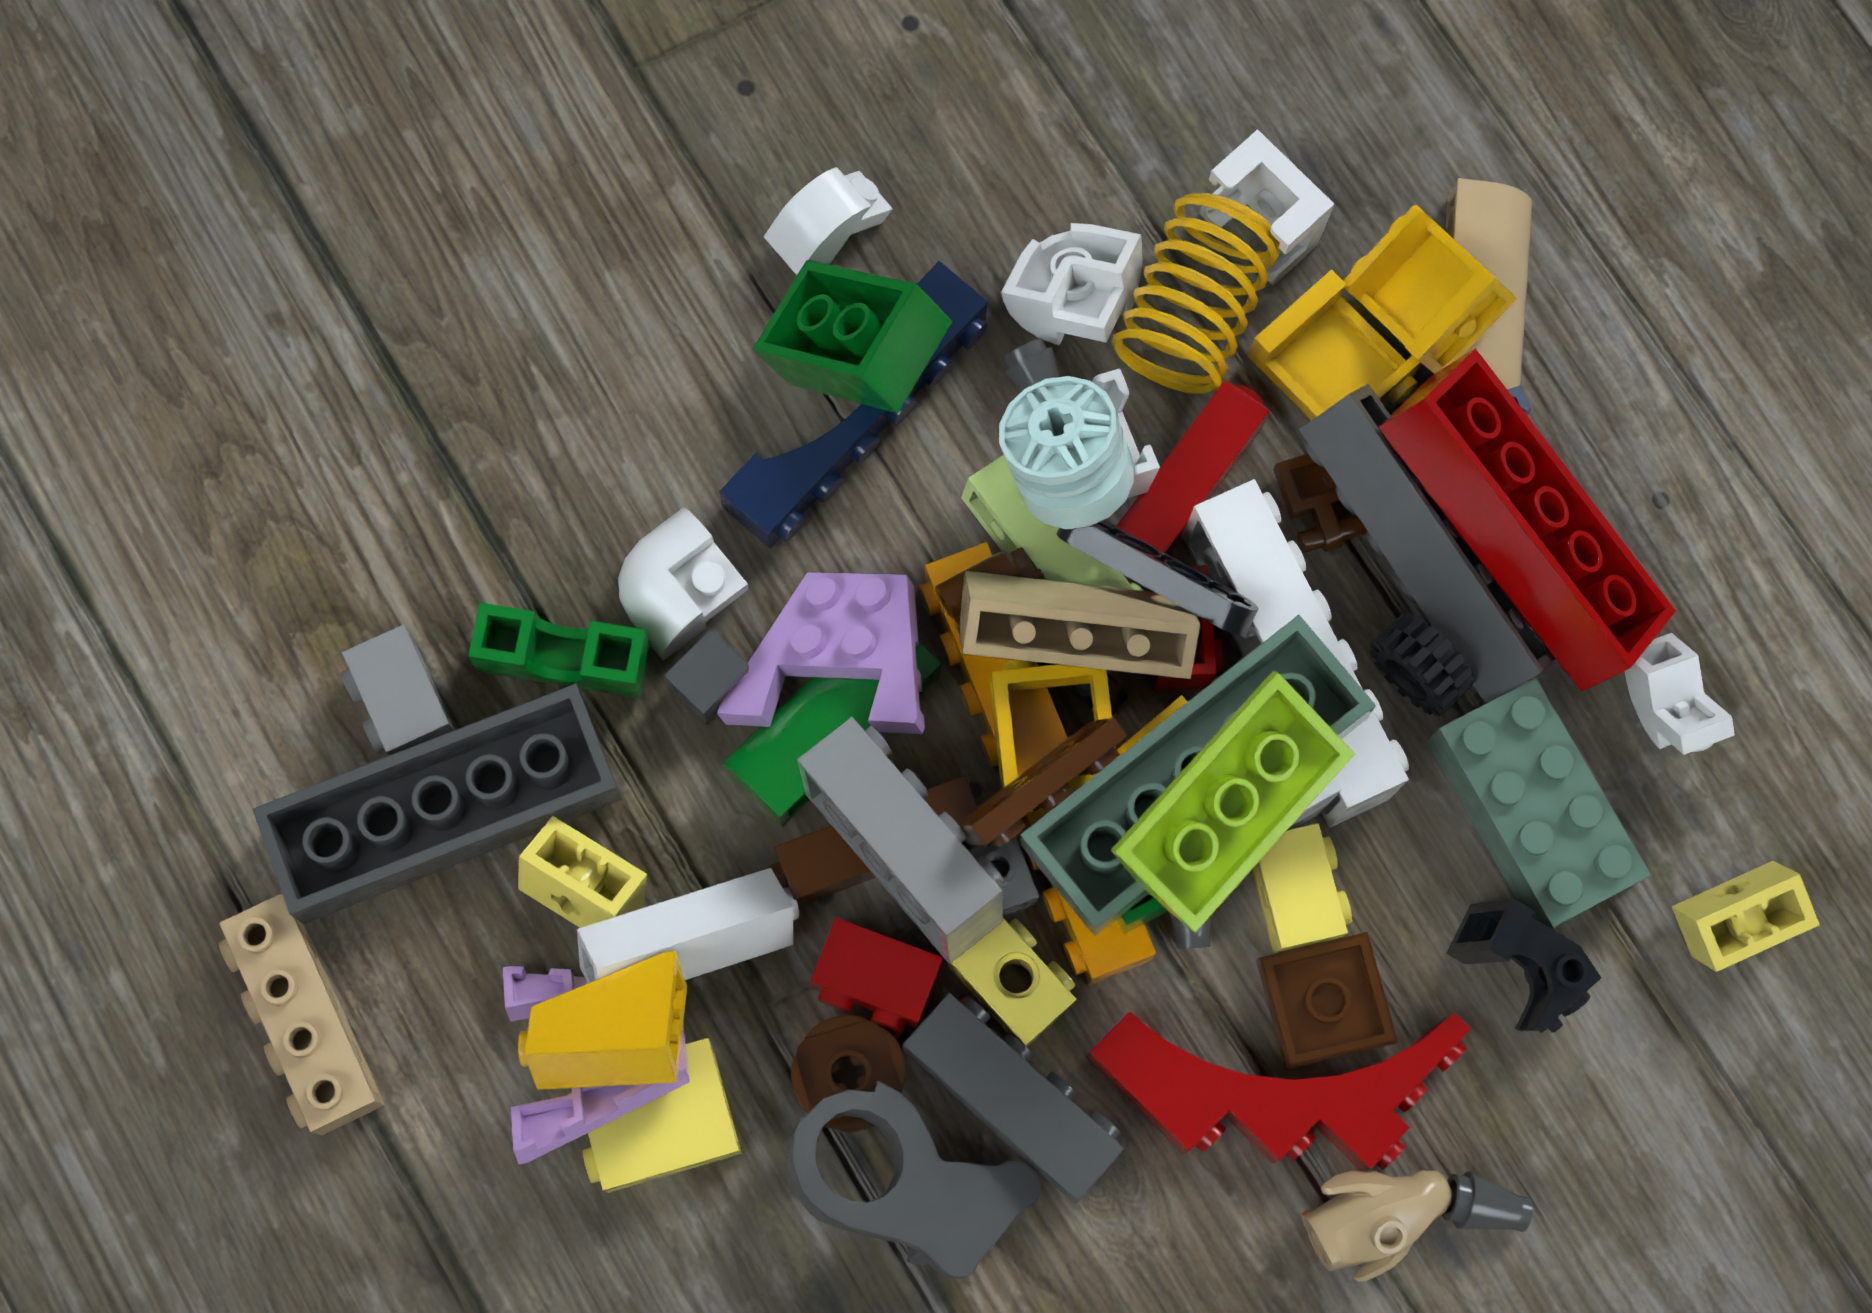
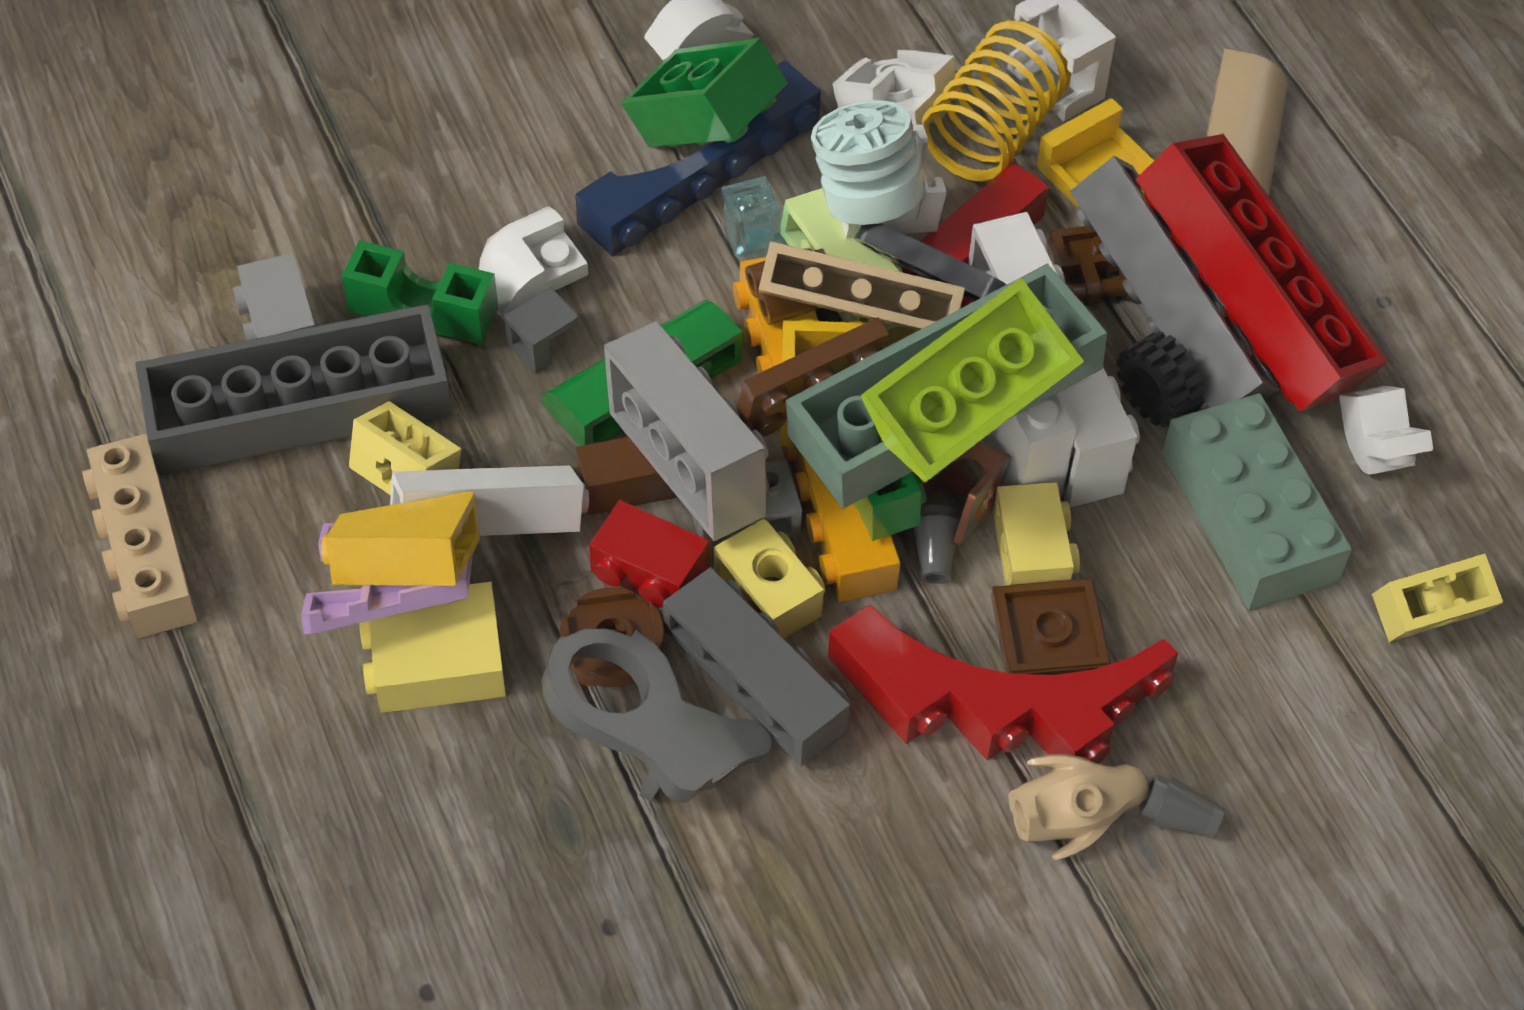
camera: 10 degrees right, 20 degrees down
(839, 630) = (680, 299): lavender wing -> none
(928, 492) = (751, 216): none -> clear light blue brick
(1428, 290) = (1189, 105): yellow panel -> none
(1507, 932) = (1241, 599): black tile -> none

